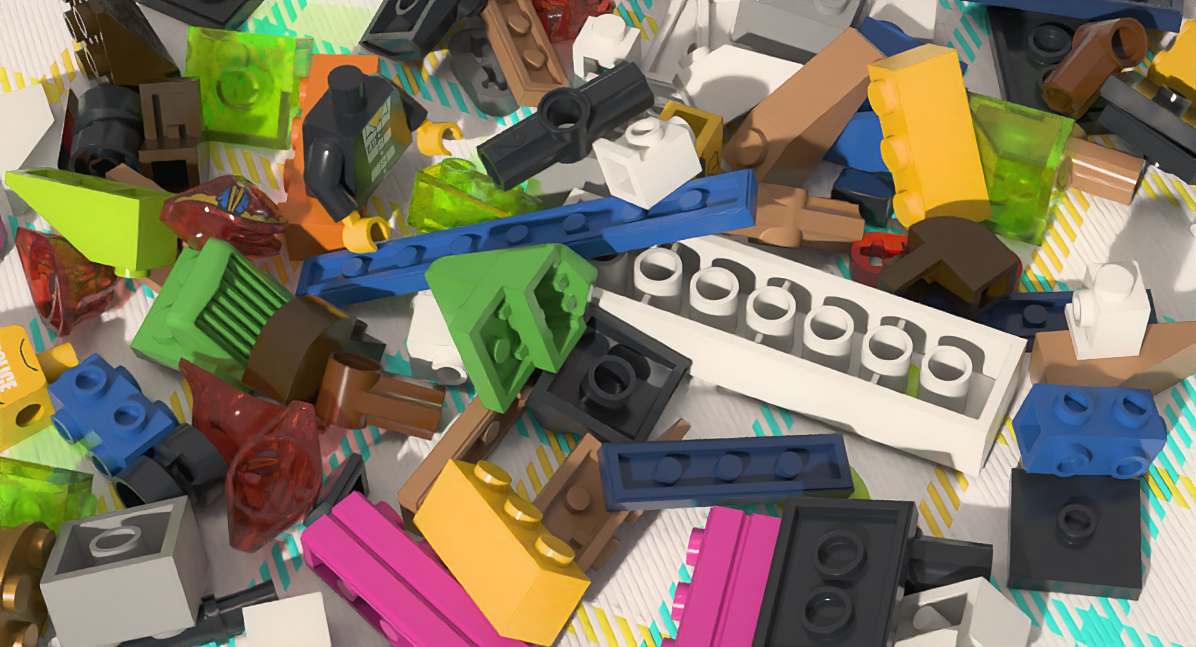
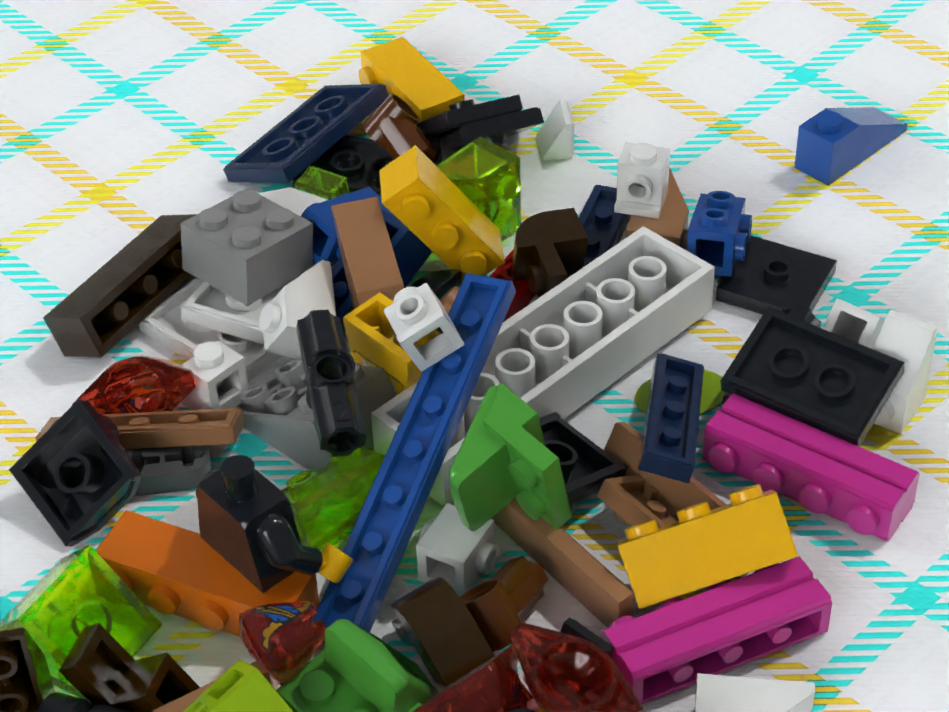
camera: 70 degrees left, 10 degrees down
(968, 32) = (322, 183): none -> clear neon green slope

